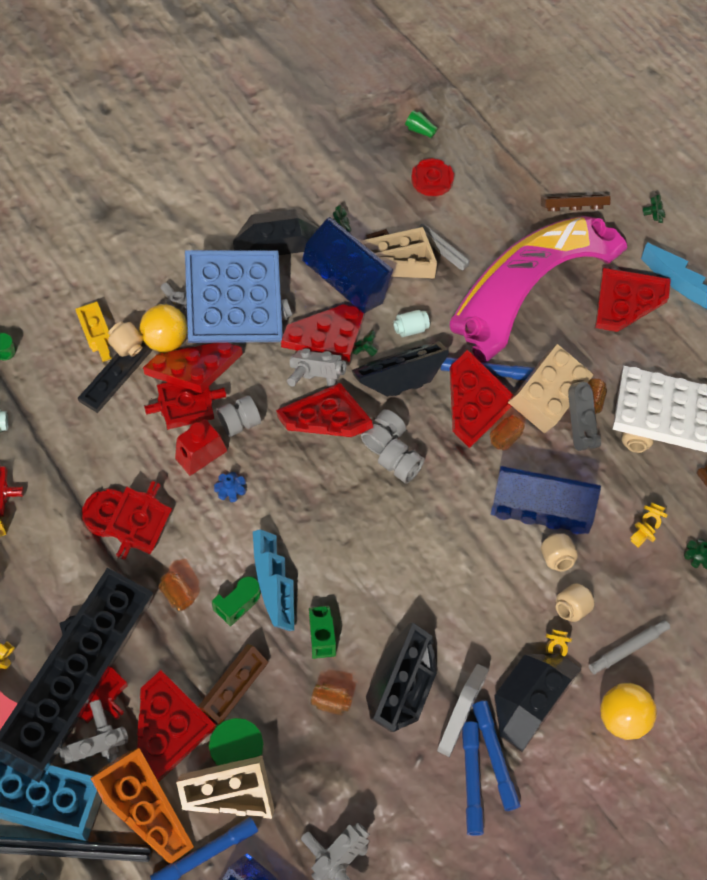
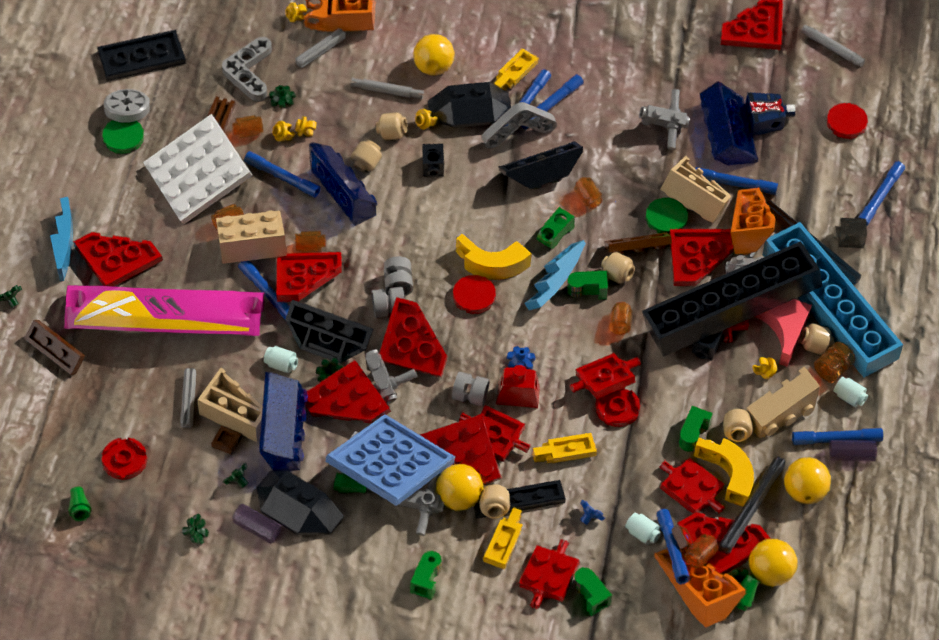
camera: 135 degrees left, 5 degrees down
(19, 535) = (690, 432): none -> green leg
(37, 334) = (549, 573): none -> red plate
(45, 402) = (590, 513): none -> blue plant
(113, 436) = (565, 449): none -> yellow hinge
(127, 254) = (427, 569): none -> green leg
(225, 637) = (618, 267): none -> tan head
(287, 201) = (256, 523): none -> clear purple axle
(324, 167) = (195, 529): none -> dark green plant
(327, 508) = (474, 294): none -> red tile
(340, 542) = (493, 264): none -> yellow arch
(500, 611) = (433, 160): none -> black brick
(543, 781) = (516, 69): none -> yellow hinge
(583, 416) = (256, 203): dark grey plate -> none
(631, 471) = (262, 164): none -> blue piece
(685, 491) = (247, 126): none -> clear orange brick

